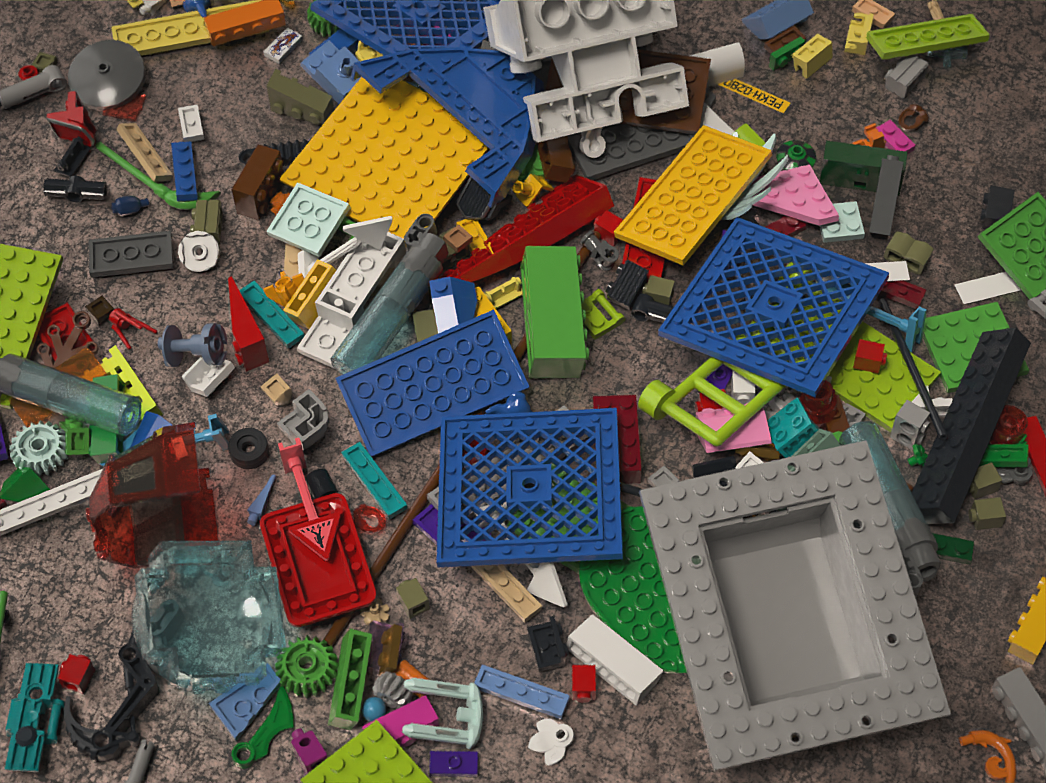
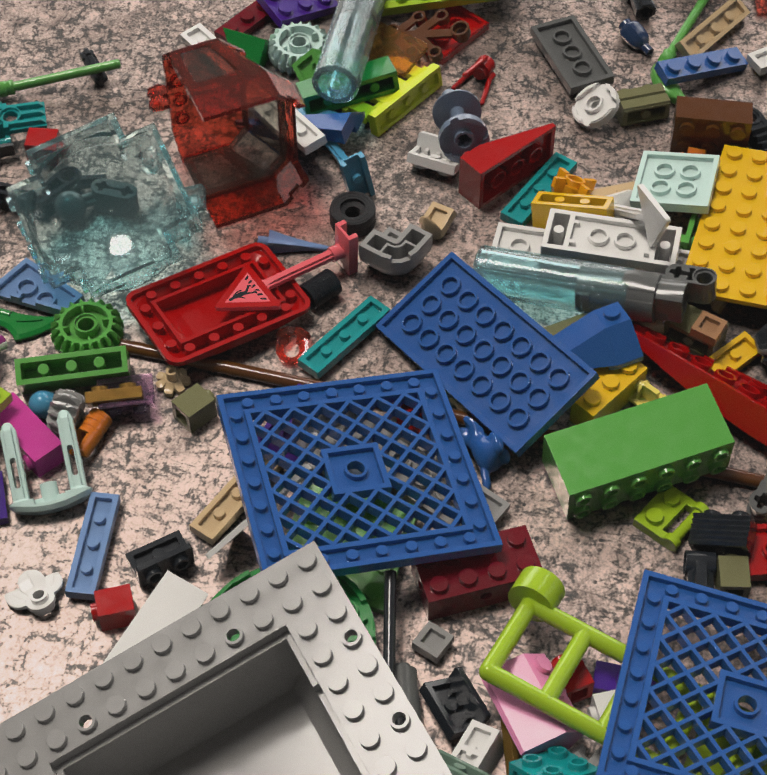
camera: 75 degrees right, 5 degrees down
(99, 309) = (489, 47): dark brown plate -> none

